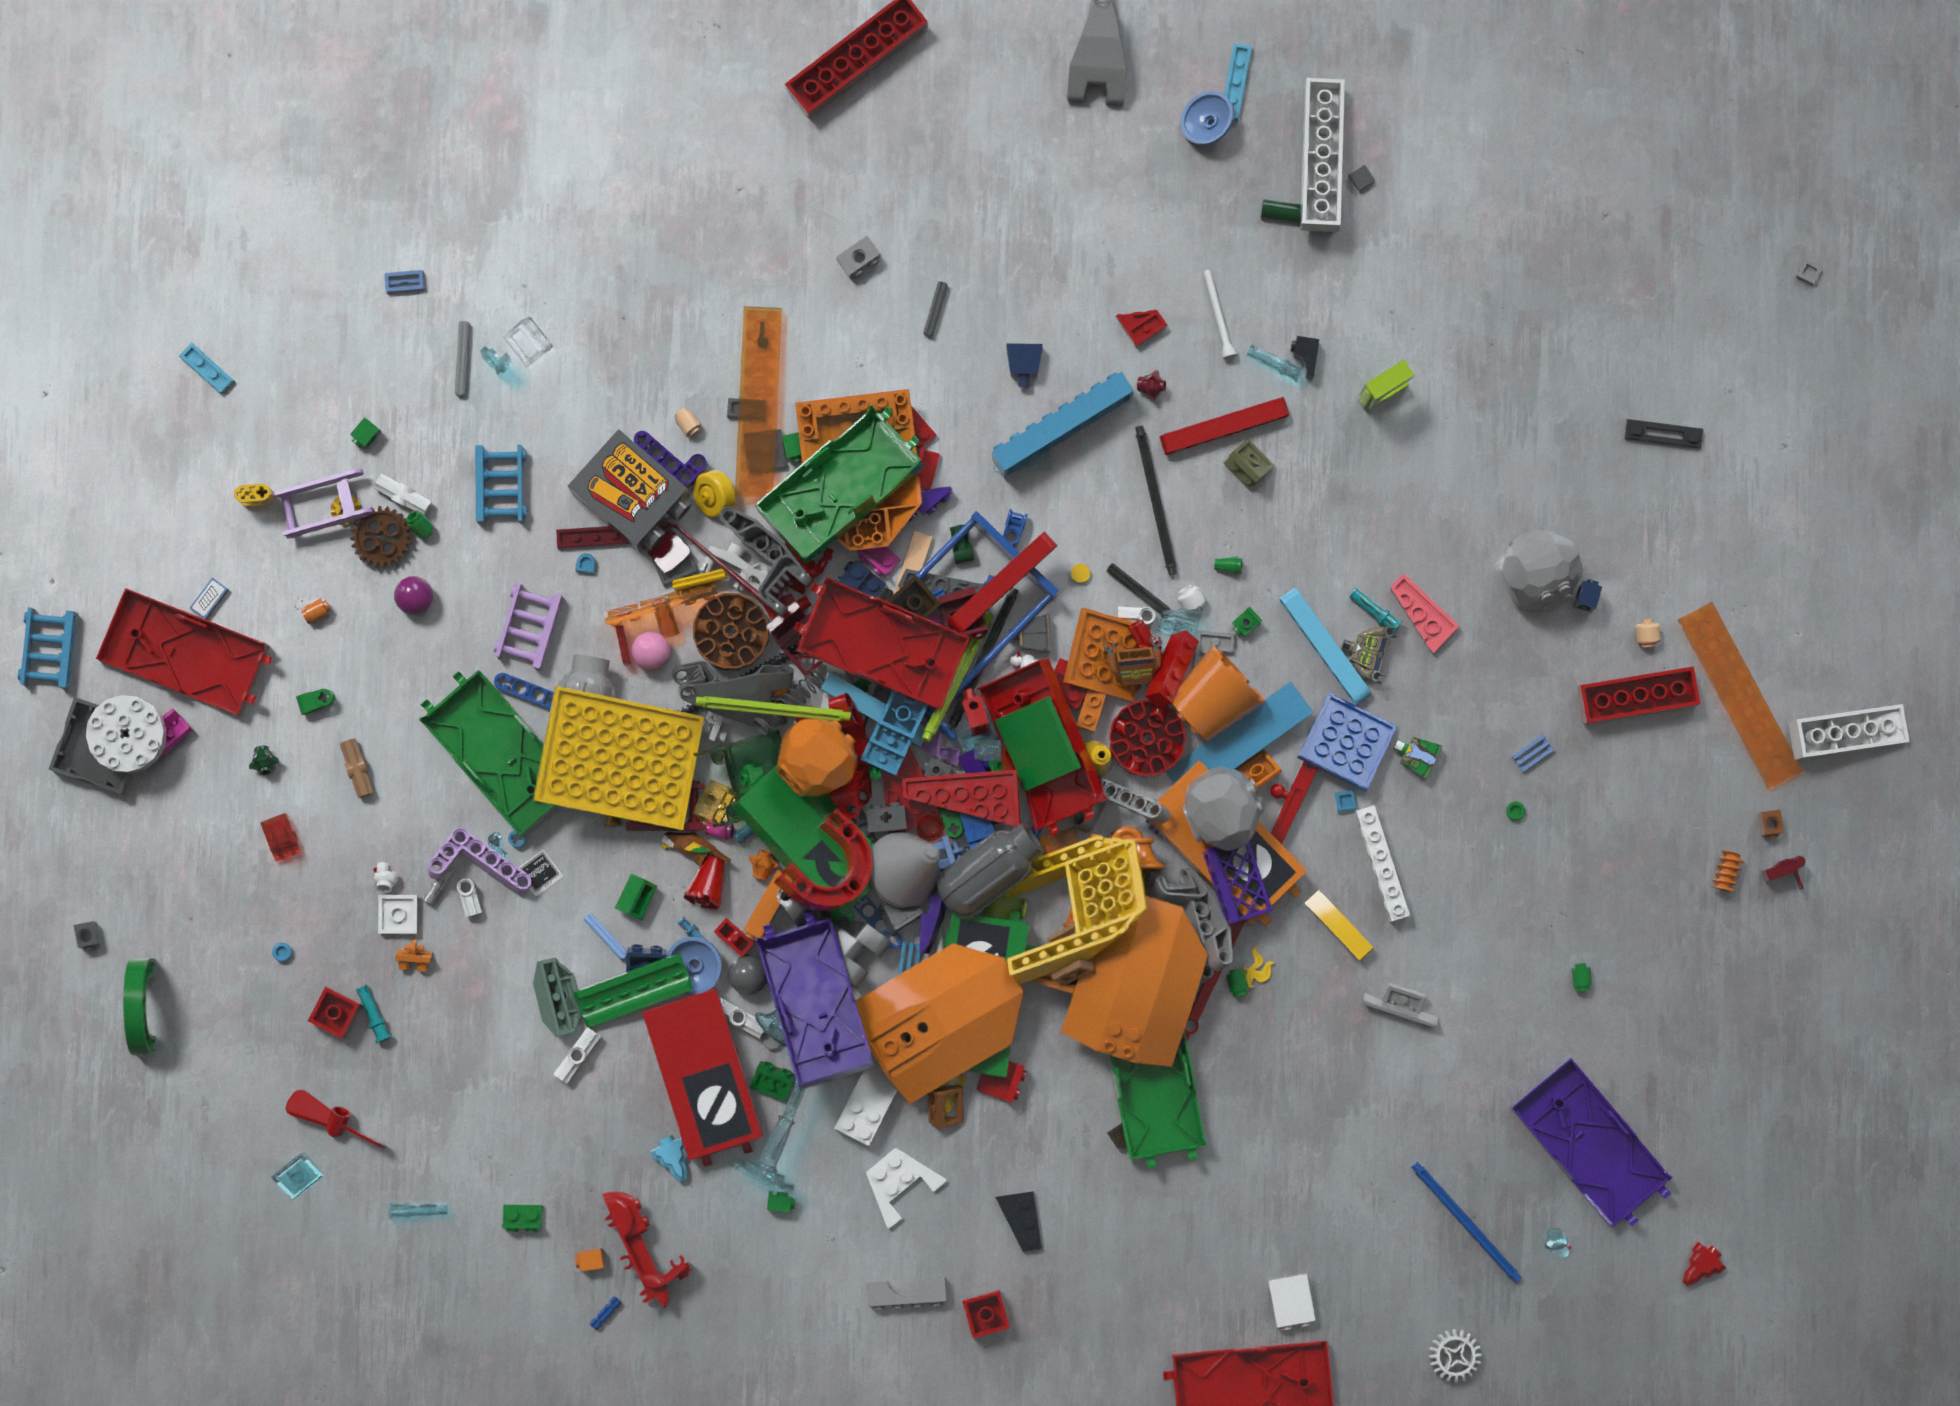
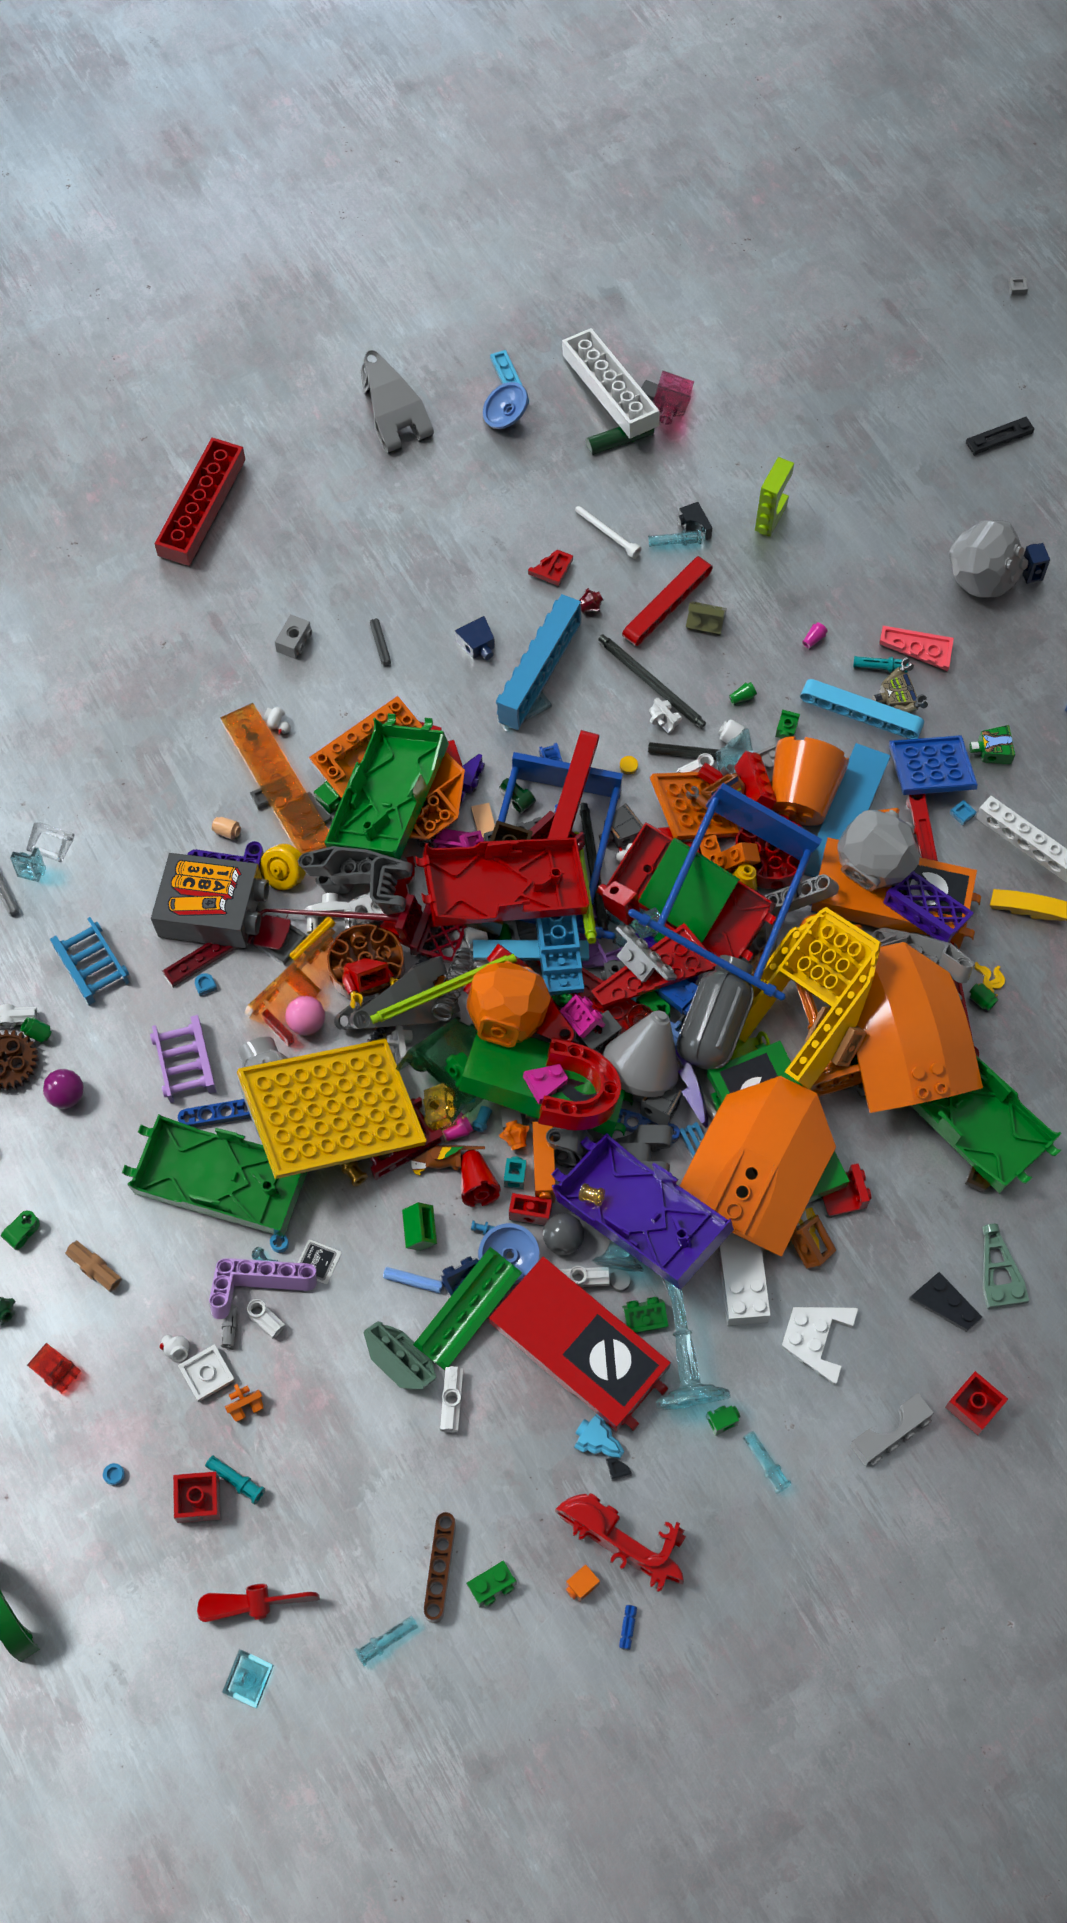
camera: 30 degrees left, 20 degrees down
(481, 1185) = (440, 1578): none -> reddish brown beam
(674, 1189) = (617, 1469): none -> black tile
(716, 653) = (363, 976): none -> red torso
(736, 900) = (515, 1180): none -> teal brick
(784, 963) = (592, 1194): none -> clear yellow bush
(790, 336) = (273, 719): none -> white animal
(792, 1265) = (772, 1470): none -> clear light blue pin
(806, 844) = (545, 1081): none -> dark pink wing
(878, 799) = (582, 1015): none -> dark pink bracket
(889, 573) = (471, 839): none -> dark pink bracket
(959, 779) = (640, 958): none -> light grey bracket
(1077, 1243) = (1005, 1294): none -> sand green plate
(1104, 734) = (737, 855): none -> orange brick
(1139, 544) = (662, 715): none -> white hips
(1146, 730) = (765, 825): none -> blue piece
(1335, 544) = (815, 634): none -> dark pink cone
(1376, 201) = (672, 396): none -> clear pink plate

